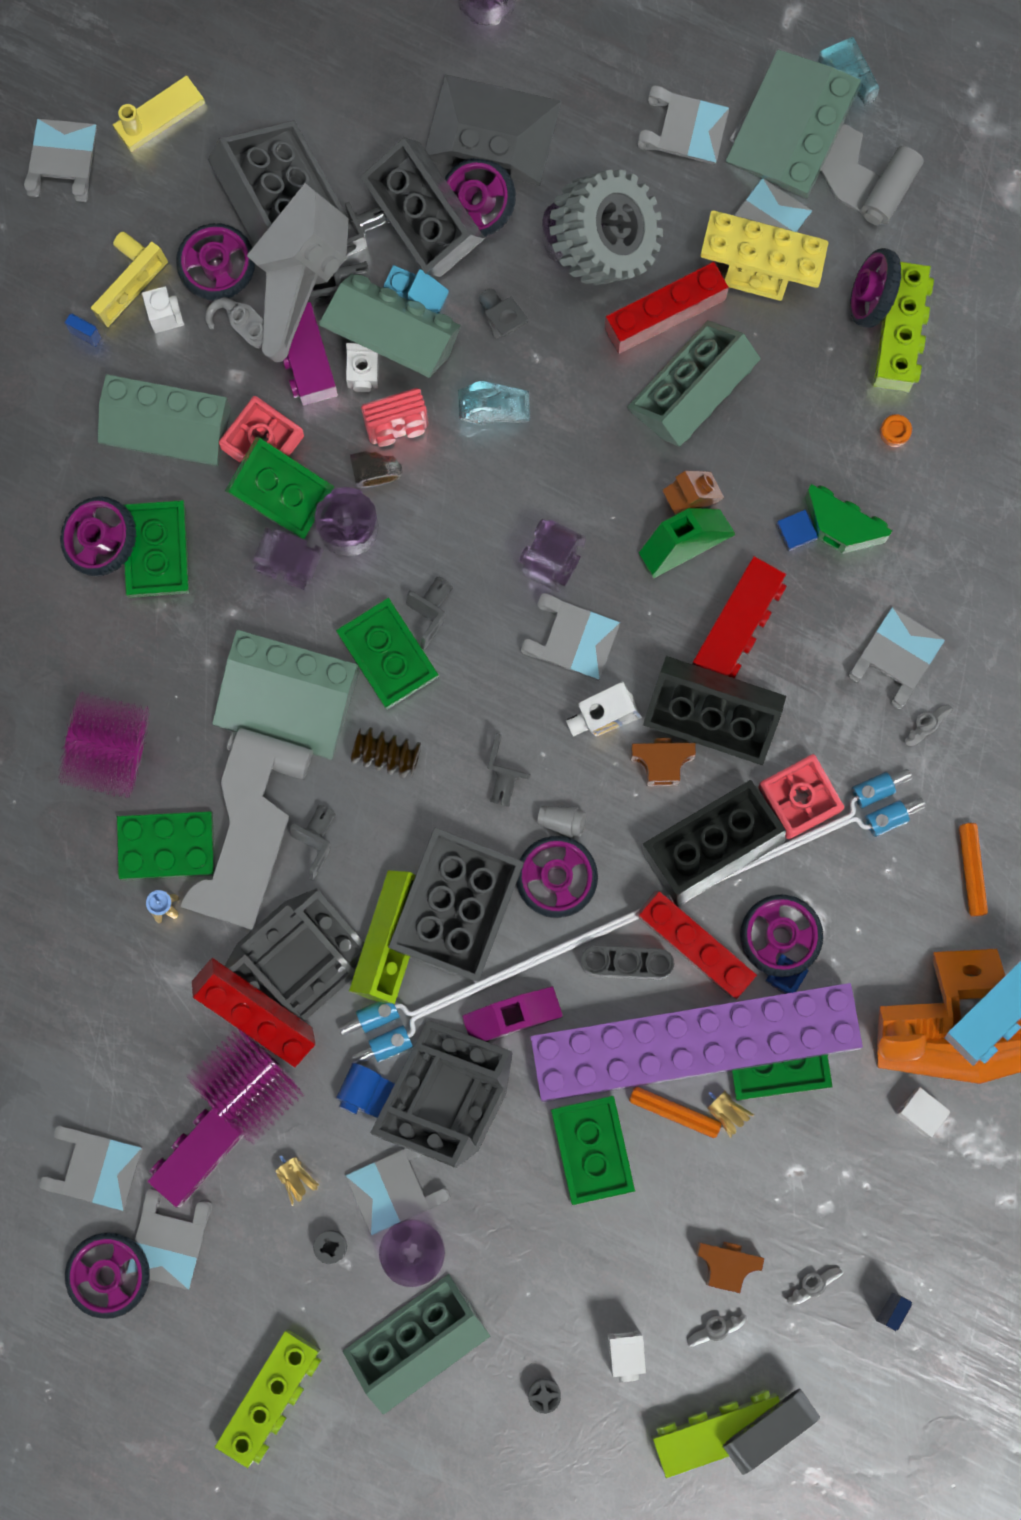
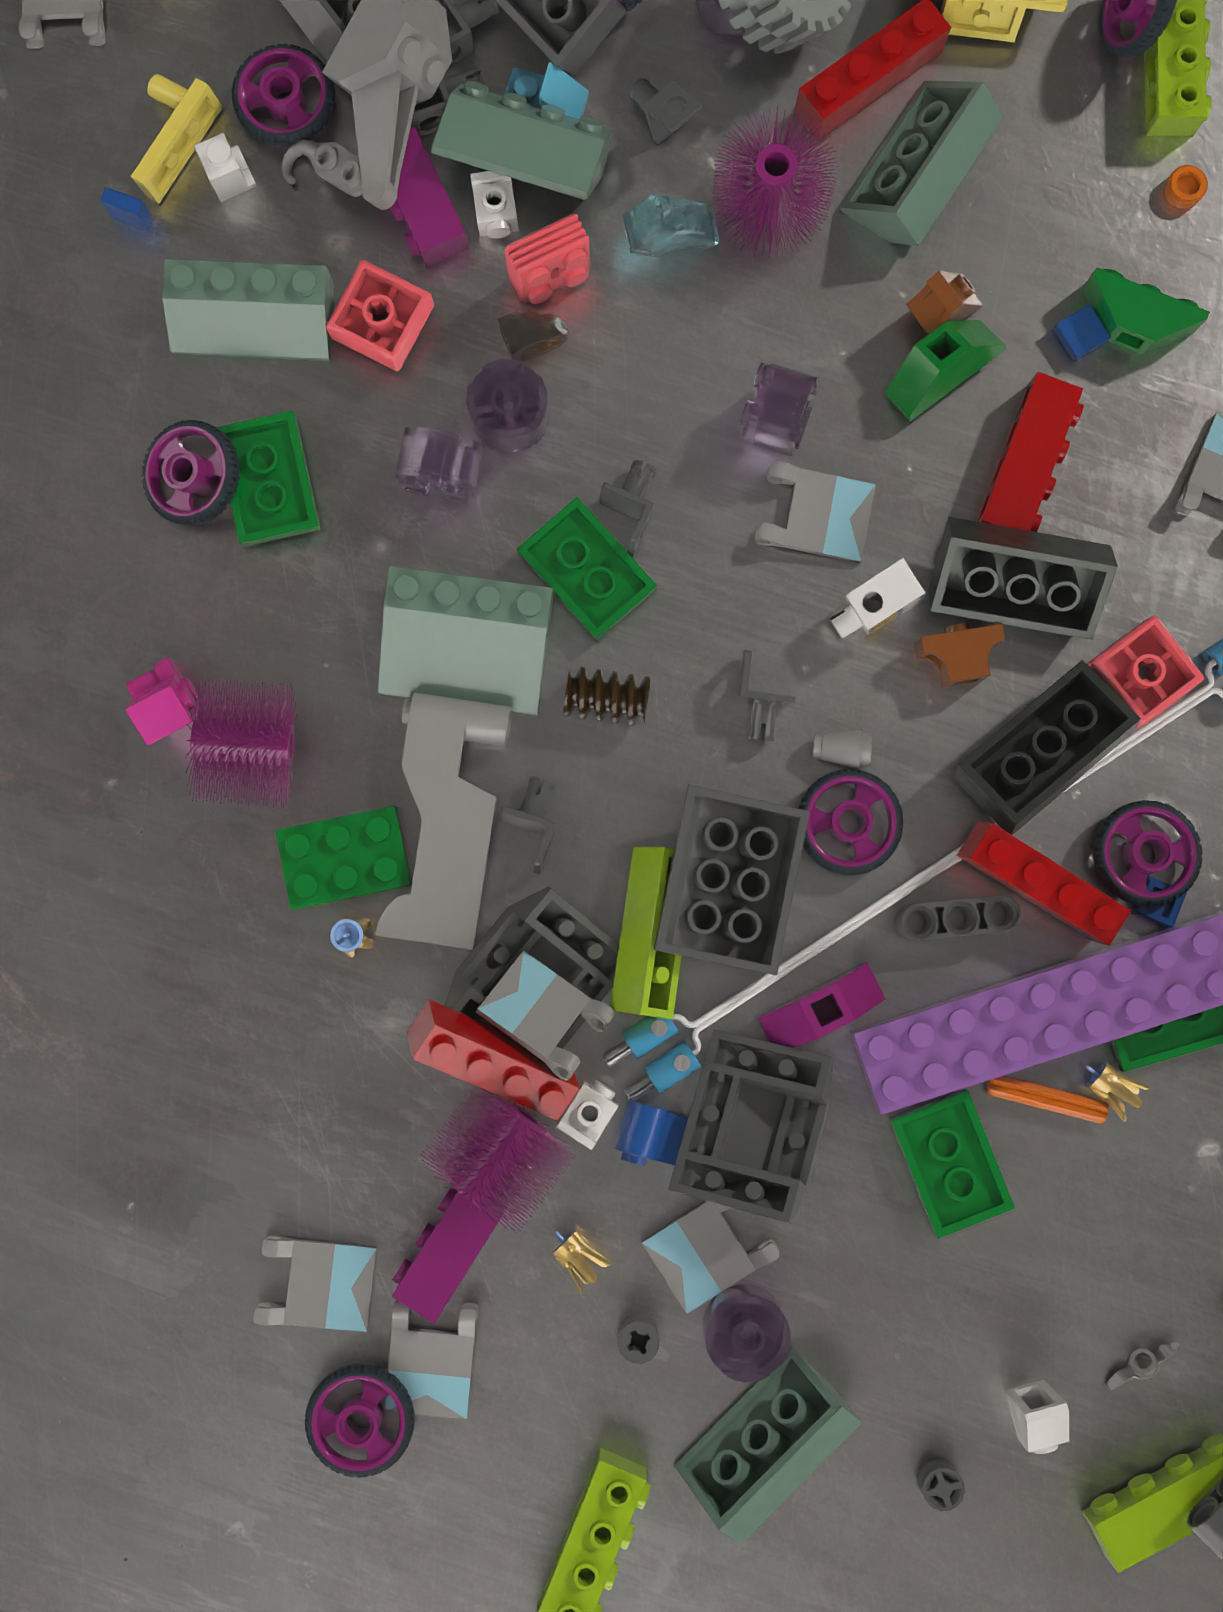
camera: 10 degrees left, 5 degrees up
(48, 705) = (160, 701): none -> dark pink hinge
(278, 488) = (412, 373): green plate -> none
(294, 981) = (538, 1010): none -> light grey flag
(320, 1081) = (576, 1125): none -> white brick
(574, 384) = (773, 182): none -> magenta piece
(728, 1265) = (1147, 1284): dark orange brick -> none

